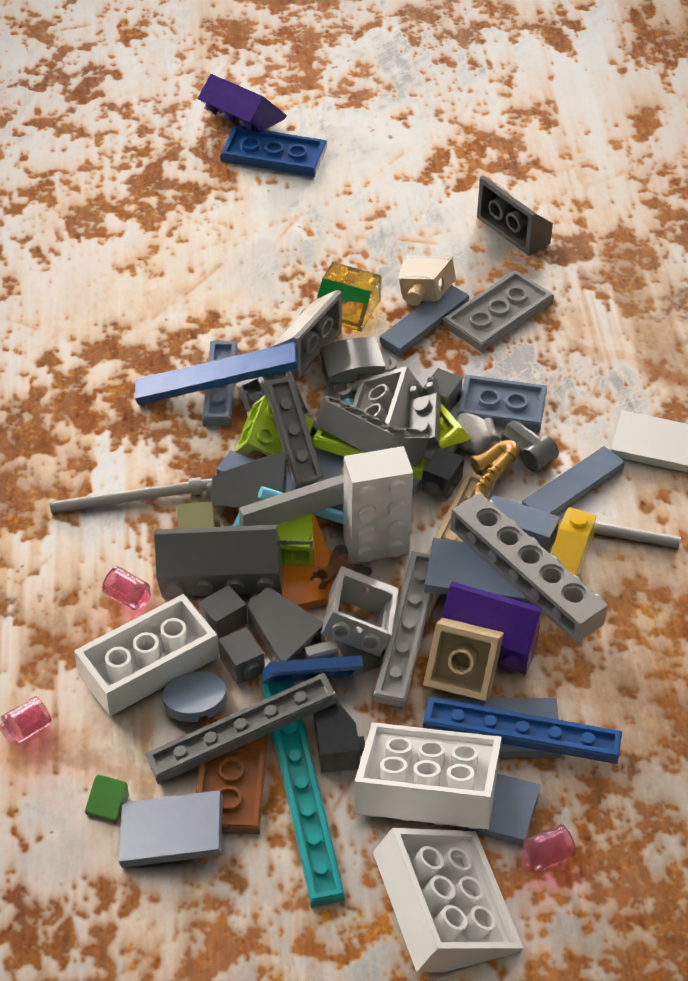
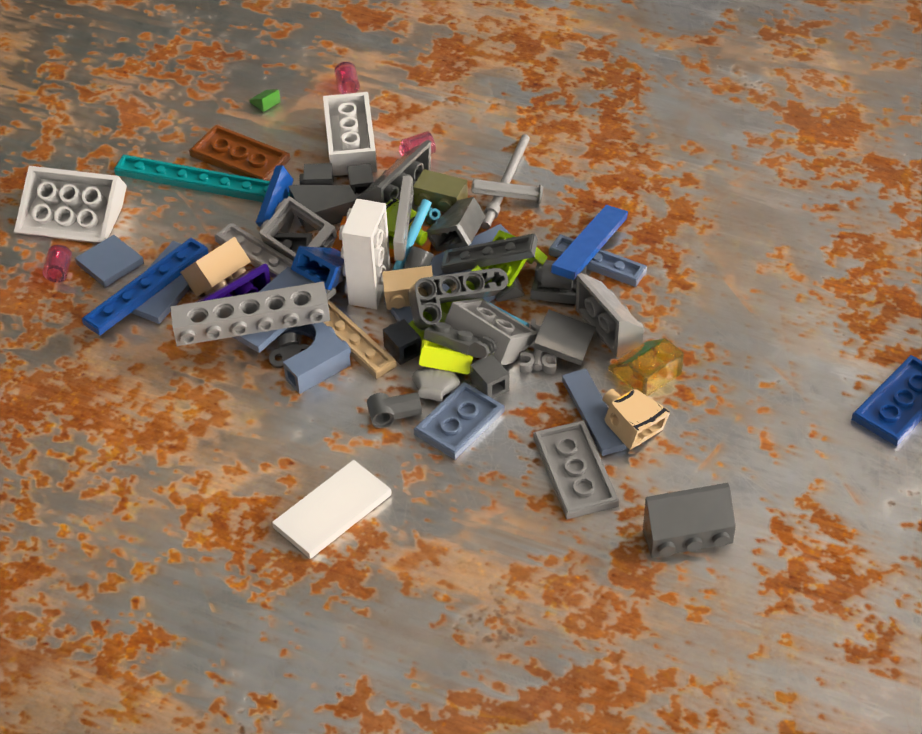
camera: 120 degrees right, 0 degrees up
(150, 456) = (507, 190): none -> light grey axle
(171, 829) = (218, 113): tile -> none
(194, 696) = (304, 149): sand blue tile -> none
(241, 728) = (257, 157): dark grey tile -> none
(337, 739) = (226, 200): black slope -> none
(403, 553) = (319, 265): none -> blue slope
(427, 776) = (151, 223): white slope -> none
(493, 463) = (390, 377): pearl gold piece -> none
(574, 539) = (271, 382): yellow slope -> none
(575, 482) = (338, 422): sand blue tile -> none
(637, 535) = (269, 429): light grey bar -> none

